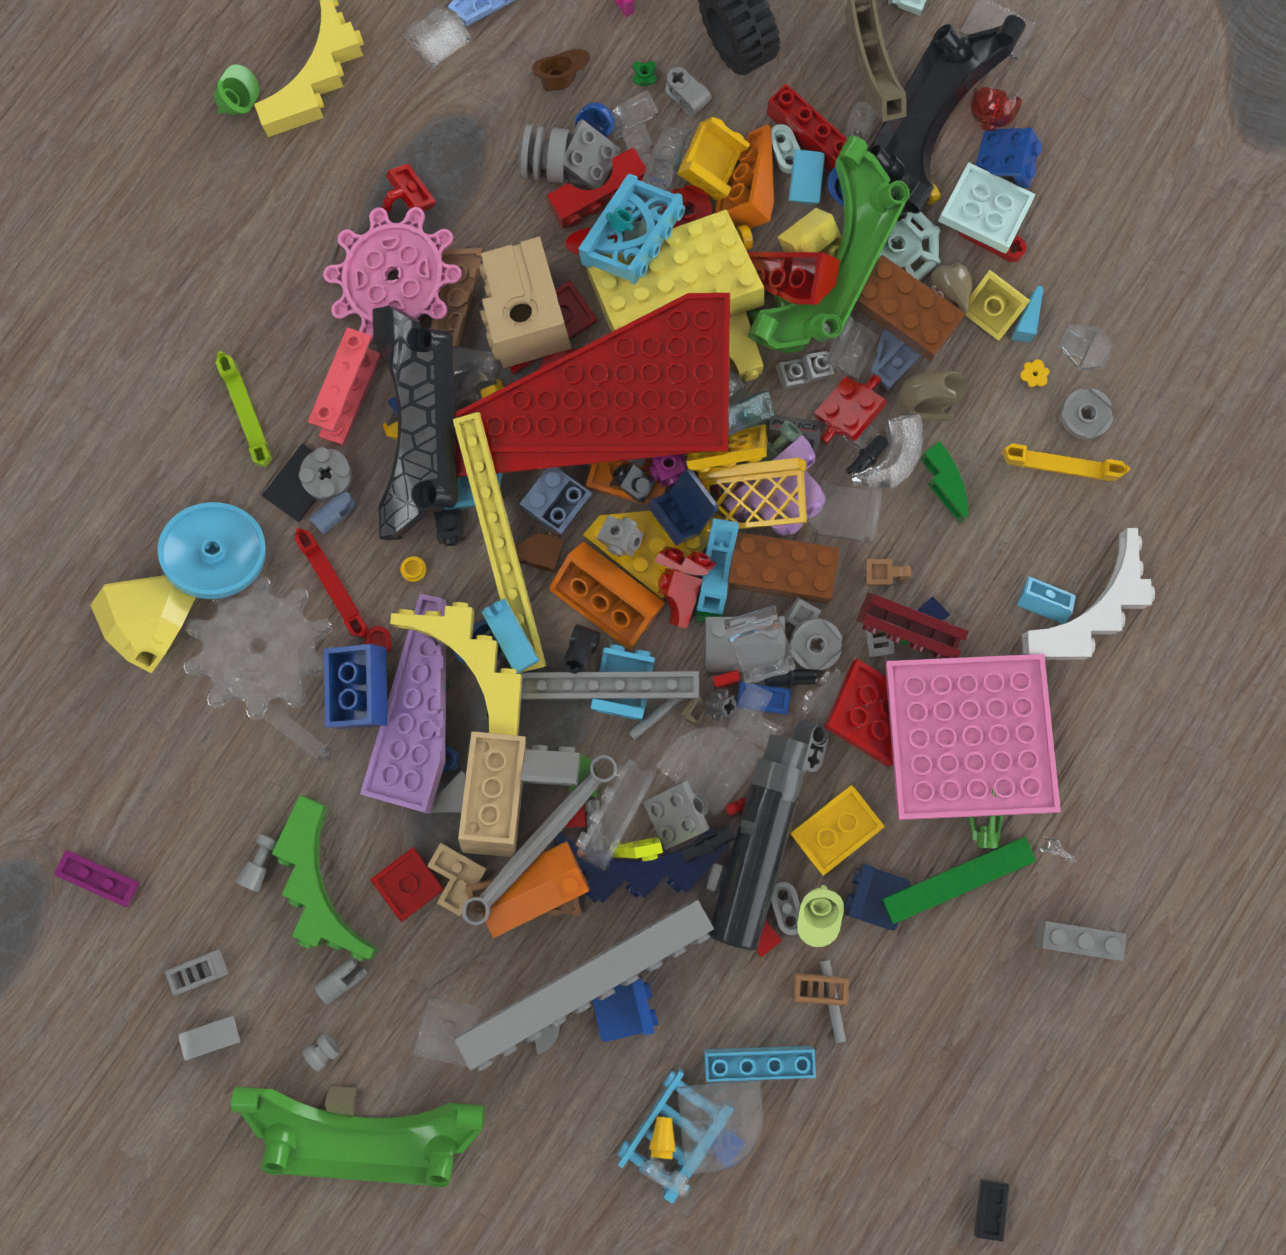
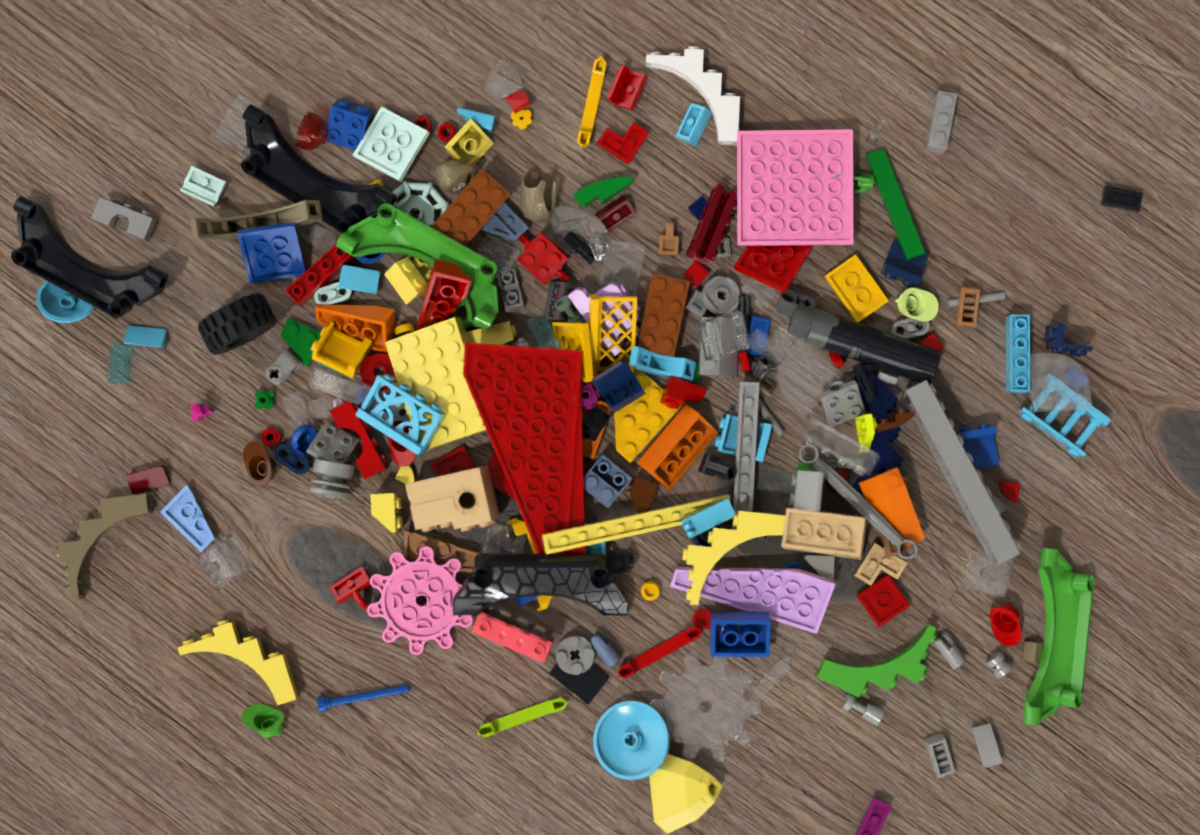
camera: 85 degrees left, 5 degrees up
(259, 165) = (326, 703): none -> blue piece
(378, 1060) = (1006, 624): none -> red piece
(505, 223) = (386, 509): none -> light yellow slope
(556, 250) = (405, 475): none -> light yellow tile
(566, 1060) = (1010, 490): none -> red tile
(567, 110) = (292, 459): none -> dark blue plate
(597, 90) = (277, 437): none -> red plate
(620, 220) = (396, 422): teal plate -> none
(620, 536) = (637, 434): light grey brick -> none
(658, 894) = (901, 417): none -> reddish brown slope
(662, 1140) = (1069, 424): yellow cone -> none
(674, 1181) = (1089, 429): clear plate -> none
(695, 563) = (661, 380): red slope -> none
(728, 107) = (300, 339): none -> green wing
(782, 1115) = (1054, 341): none -> dark blue bracket
(835, 65) = (271, 252): none -> blue plate
(842, 611) = (696, 274): none -> red tile
(916, 501) = (615, 213): none -> dark red slope
(1007, 507) = (625, 147): none -> red plate
(1012, 274) = (446, 126): none -> red plate
(1058, 367) = (518, 101): none -> red tile
(1083, 428) = (555, 72): light grey plate -> none
(1088, 506) = (626, 88): none -> red bracket

